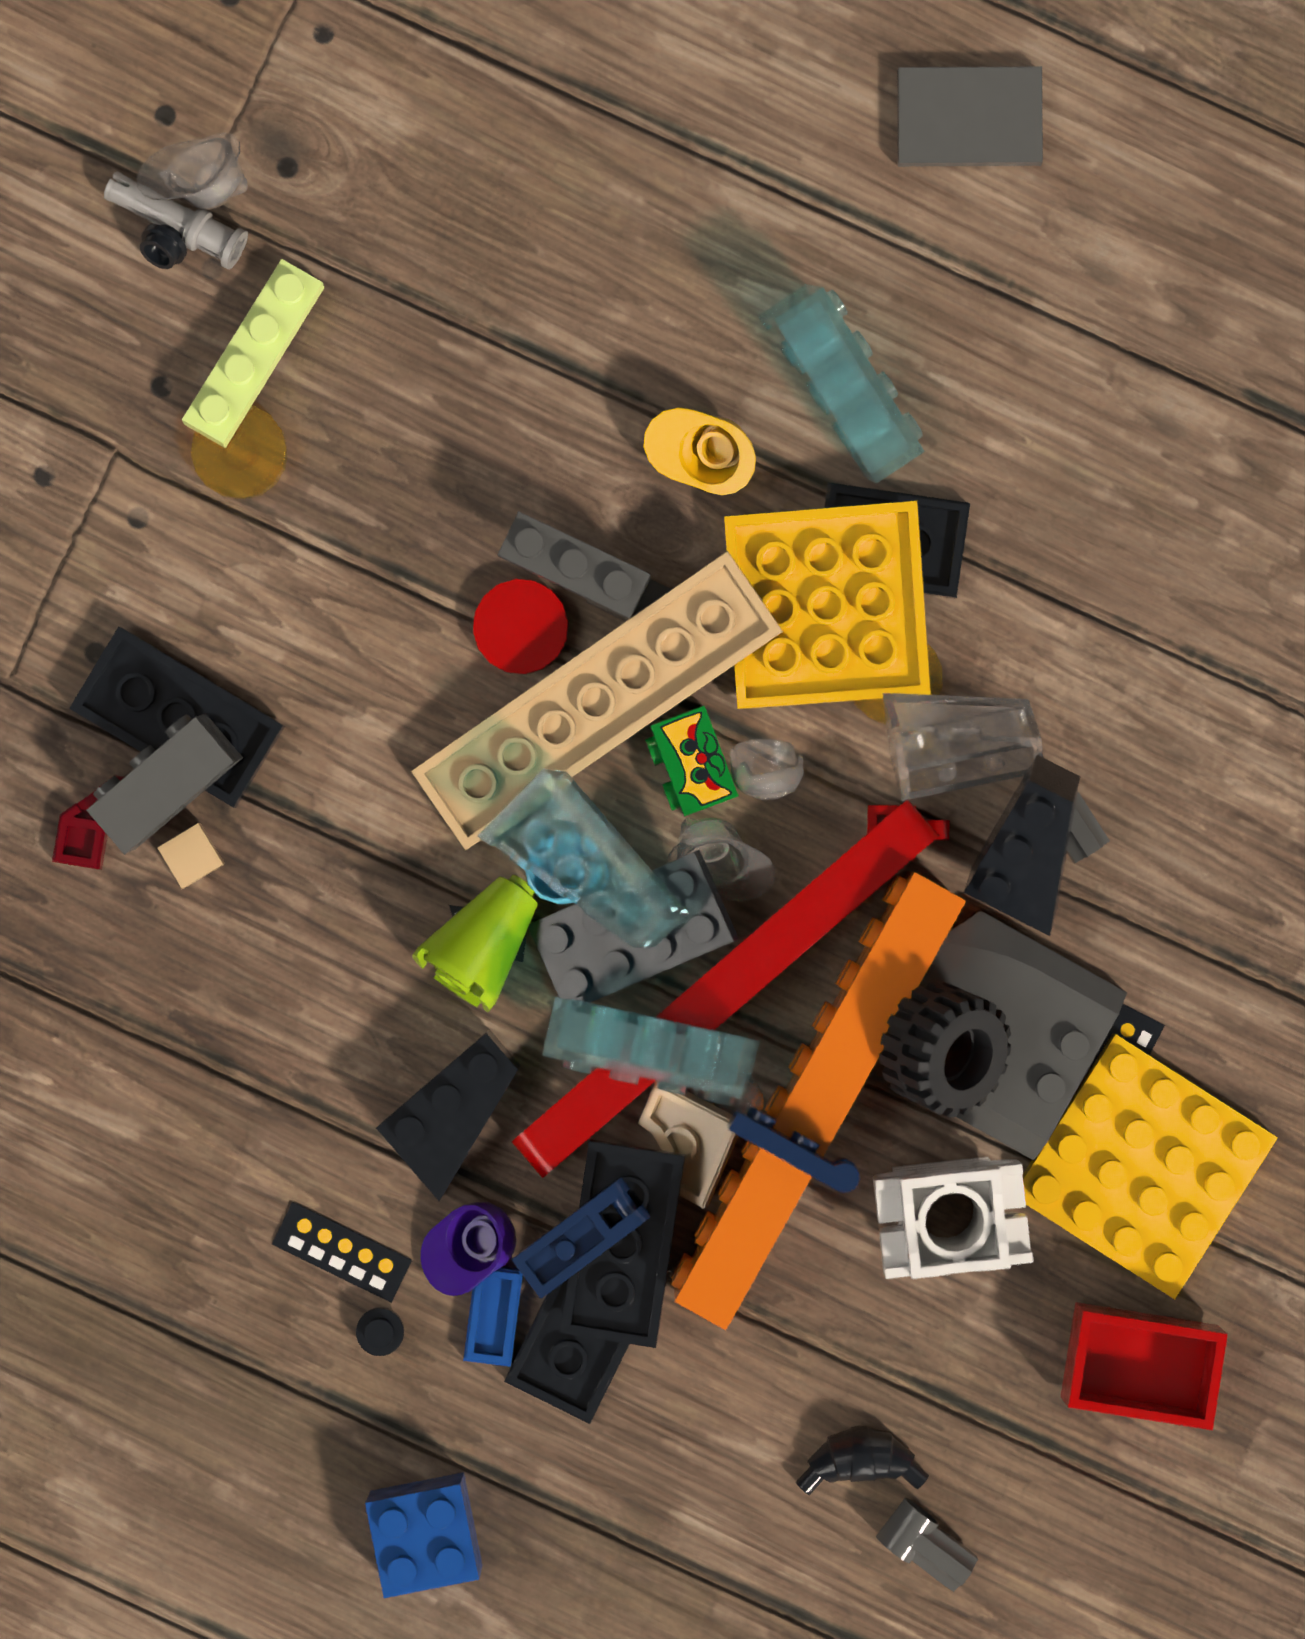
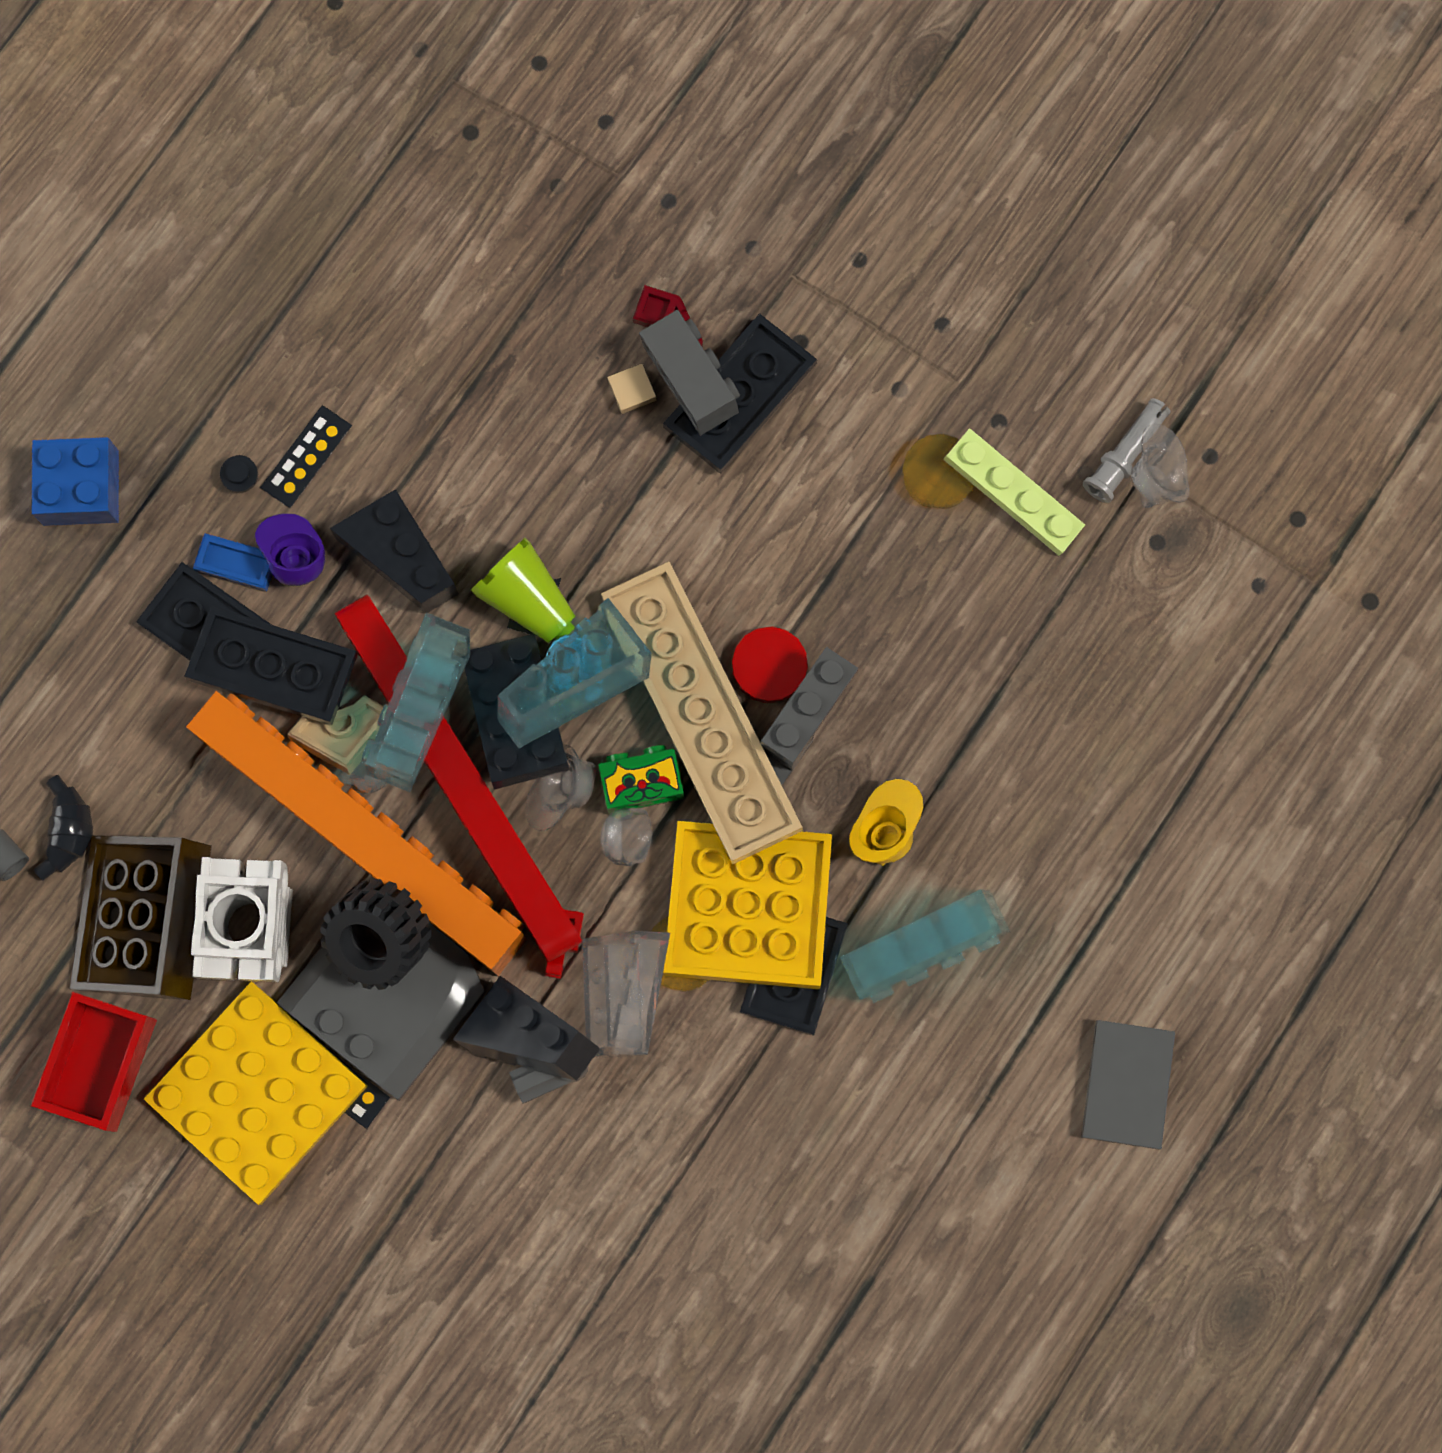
camera: 105 degrees right, 10 degrees down
(162, 246) = (1107, 436): black plate -> none
(579, 1239) = (279, 628): dark blue plate -> none
(796, 1150) = (316, 798): dark blue plate -> none
(957, 1346) = (138, 917): none -> dark brown slope

